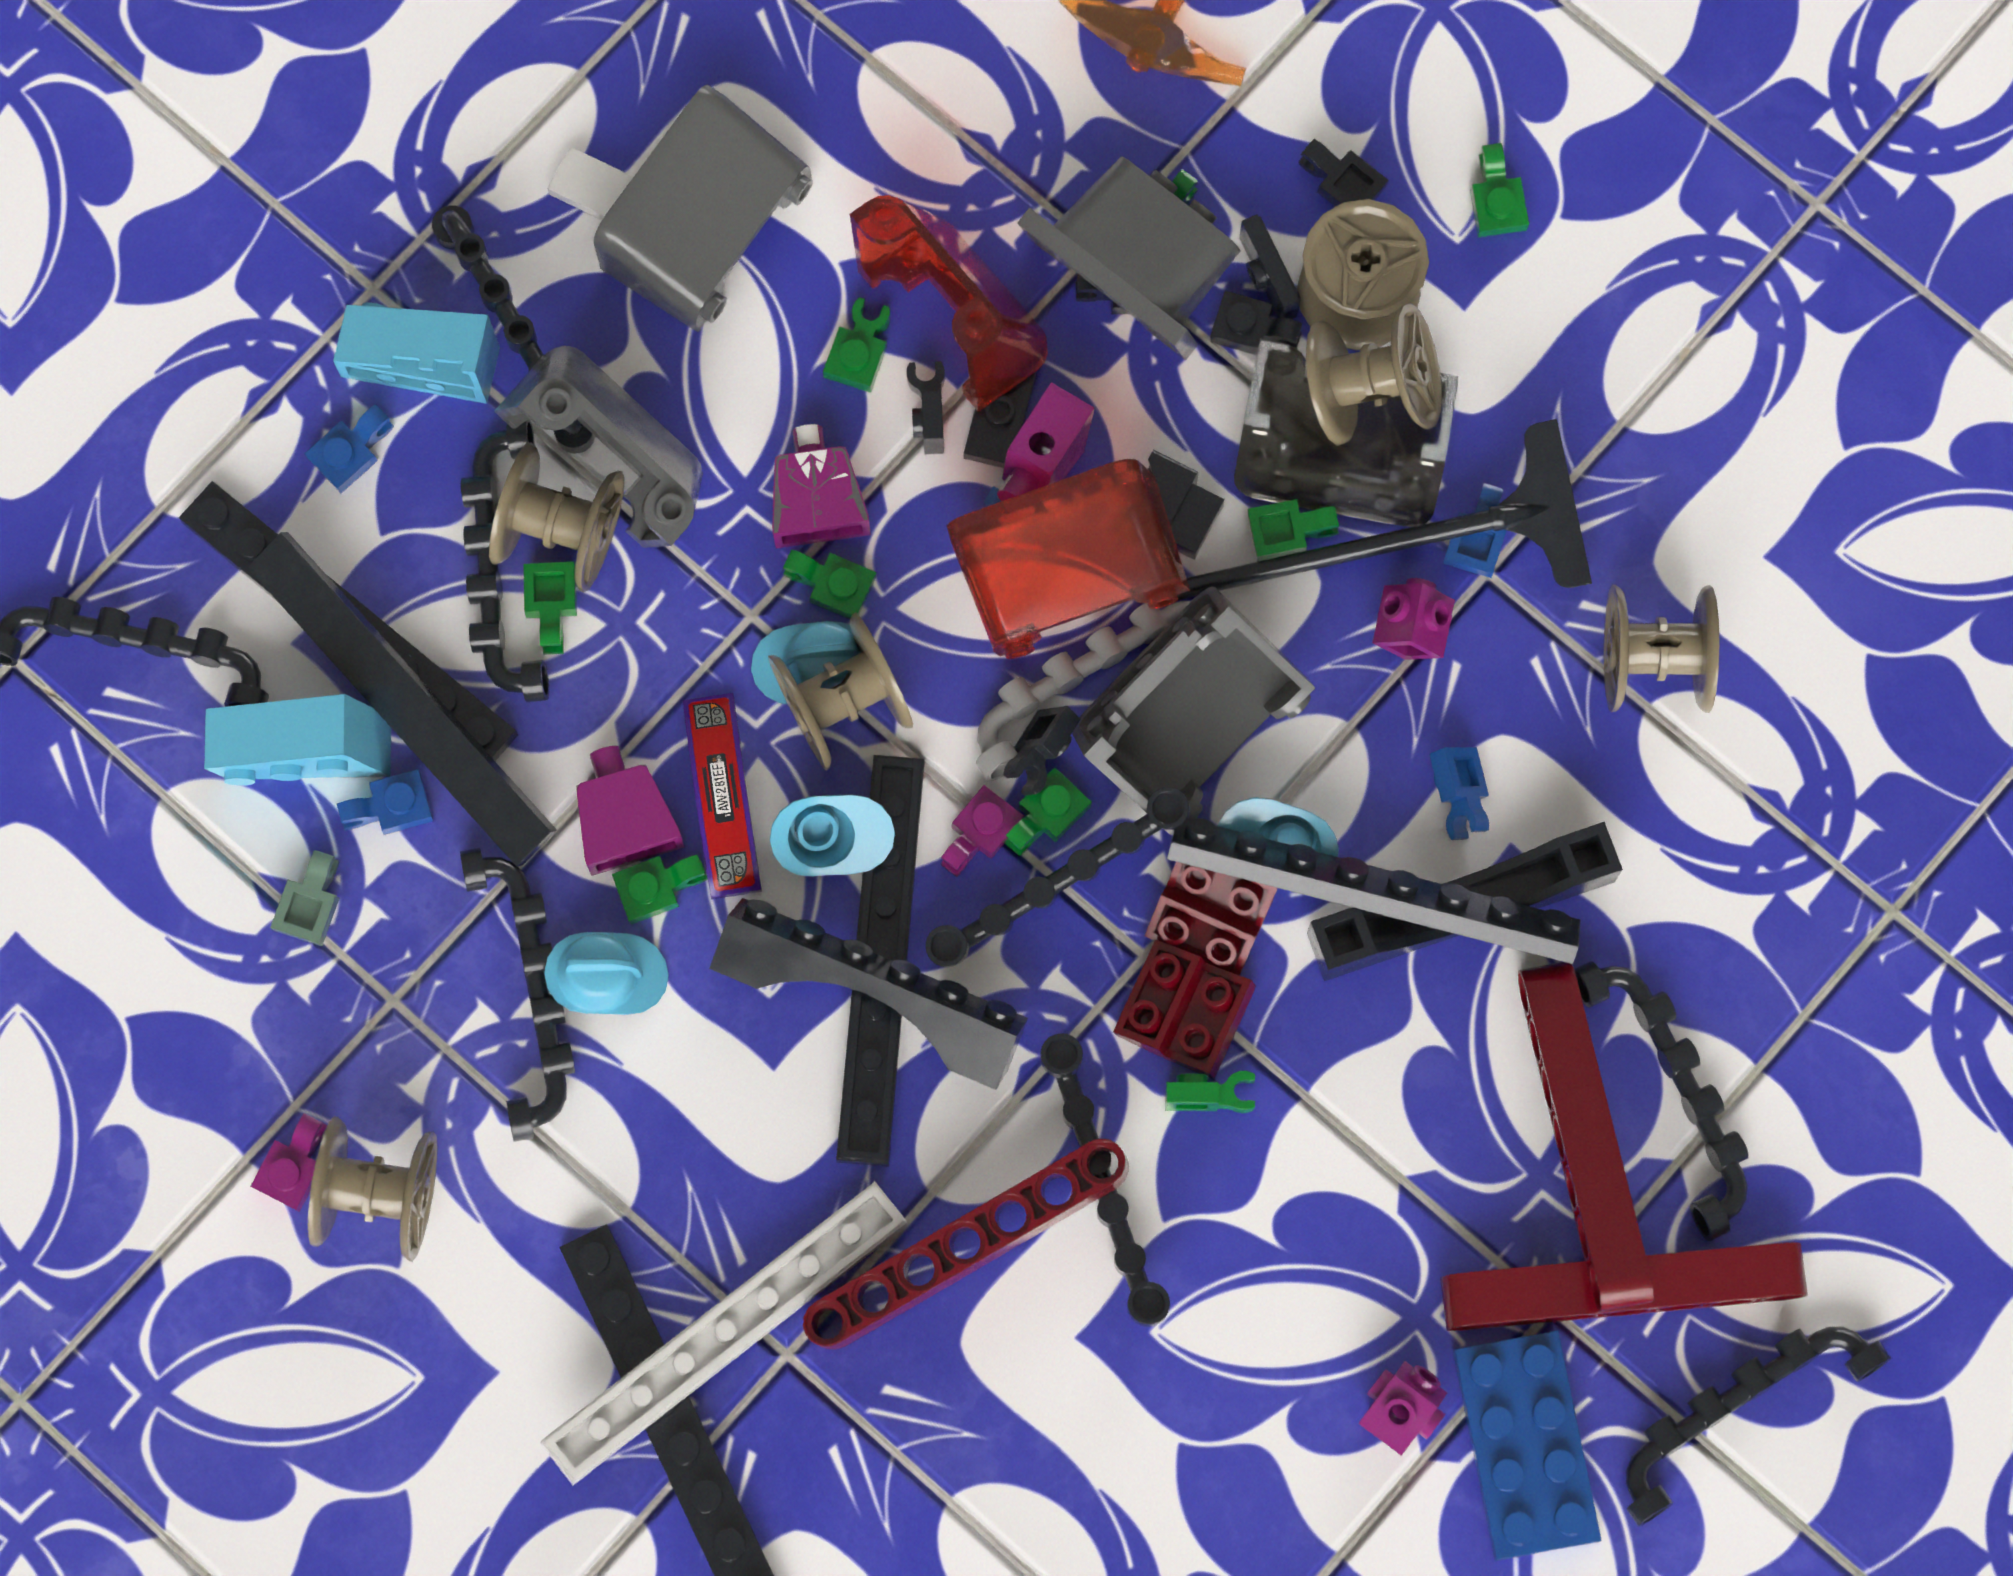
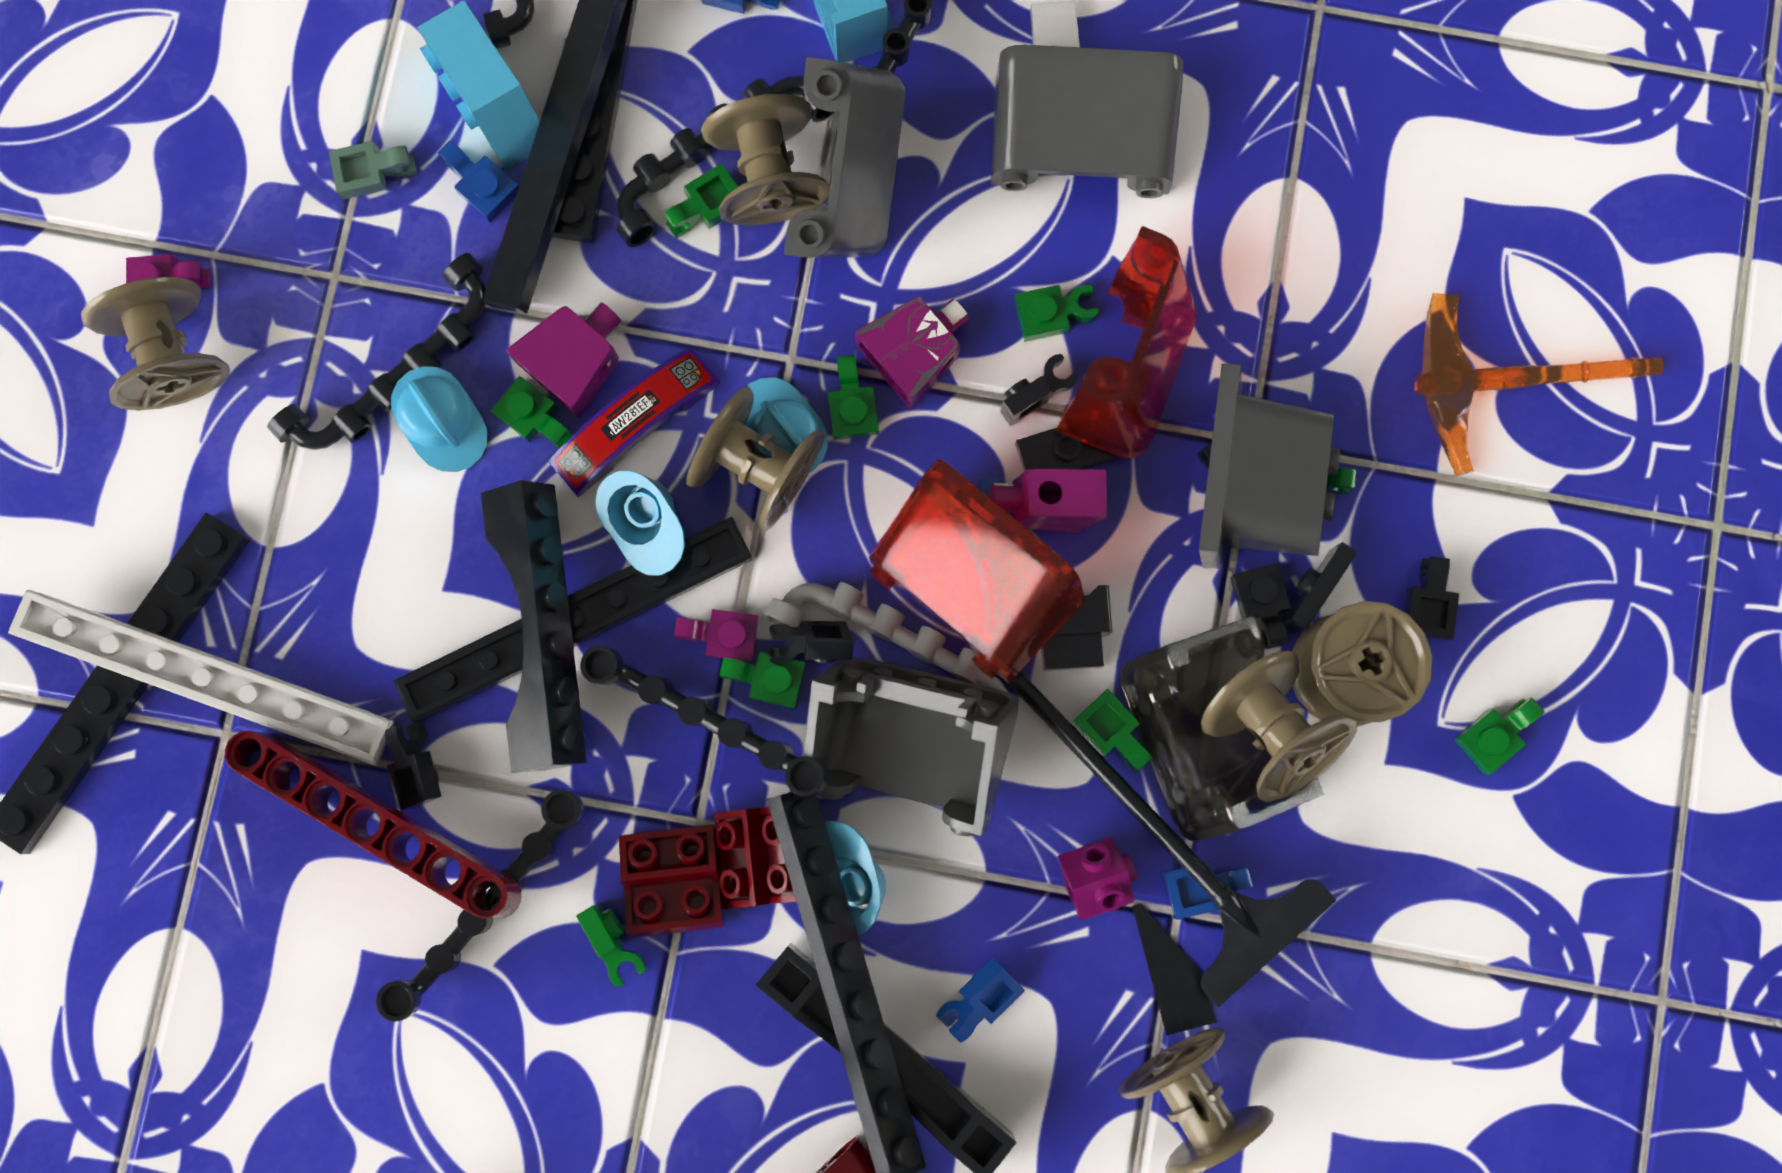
camera: 55 degrees right, 5 degrees up
(940, 1187) = (413, 772): none -> black plate
(1548, 611) = (1174, 978): none -> black sticker

